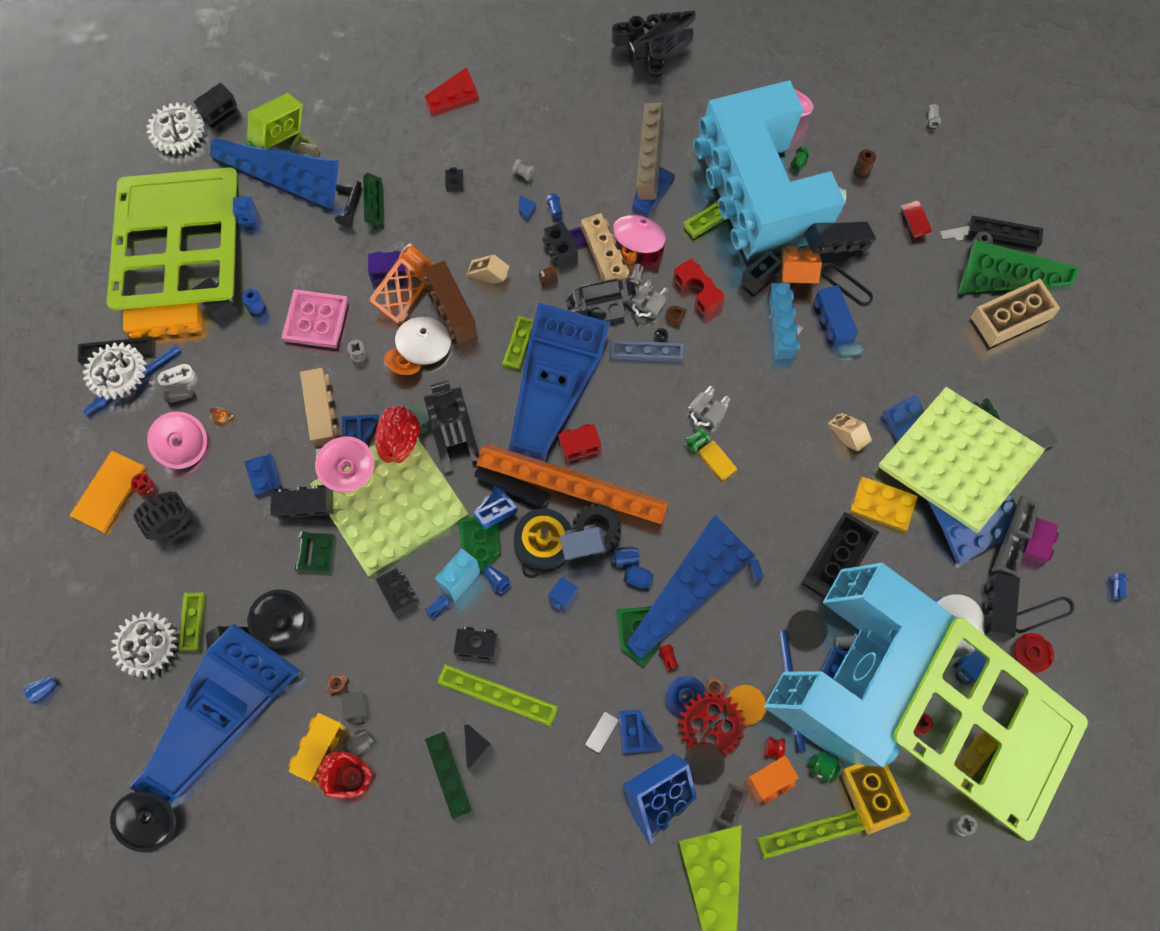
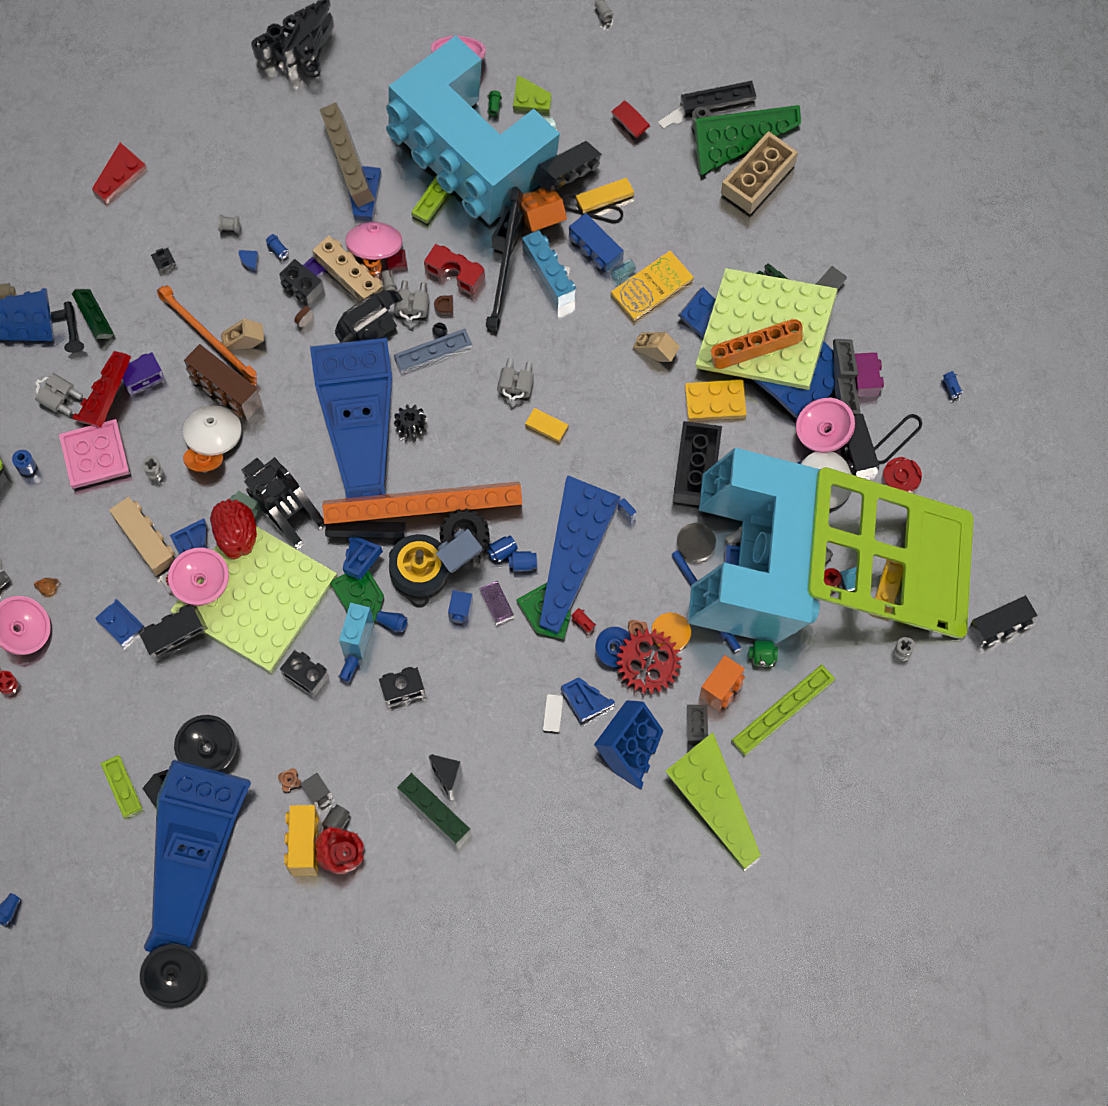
camera: 25 degrees left, 0 degrees up
(157, 655) = (69, 822): white gear -> none
(161, 515) = (44, 700): black tyre -> none
(308, 253) = (55, 392): none -> light grey piece
(321, 552) = (213, 669): dark green plate -> none
(347, 267) = (104, 390): none -> red wing
(414, 262) = (169, 359): orange piece -> none
(442, 208) = (166, 295): none -> orange hinge
(497, 695) = (442, 723): lime tile -> none
(518, 343) = (306, 394): lime tile -> none
(579, 442) = (409, 462): red brick -> none
(592, 409) = (410, 426): none -> black gear
(597, 604) = (496, 602): none -> clear purple plate
(702, 435) = (520, 407): green bush -> none
(705, 762) = (658, 695): clear smoke tile -> none
(712, 348) = (493, 322): none -> black hinge
(775, 747) = (712, 656): red wheel -> none
(836, 163) = (530, 96): none -> lime wing
(862, 276) = (604, 195): none -> yellow tile
(865, 161) = (558, 82): reddish brown brick -> none
(870, 374) = (652, 285): none -> yellow tile
(875, 796) = (816, 656): yellow brick -> none
(940, 732) = (848, 579): none -> medium azure plate
(953, 464) = (764, 337): none -> orange beam
(970, 666) = (851, 510): blue brick -> none
(979, 563) = (821, 416): none -> bright pink dish
(1076, 844) = (1003, 621): none -> black brick

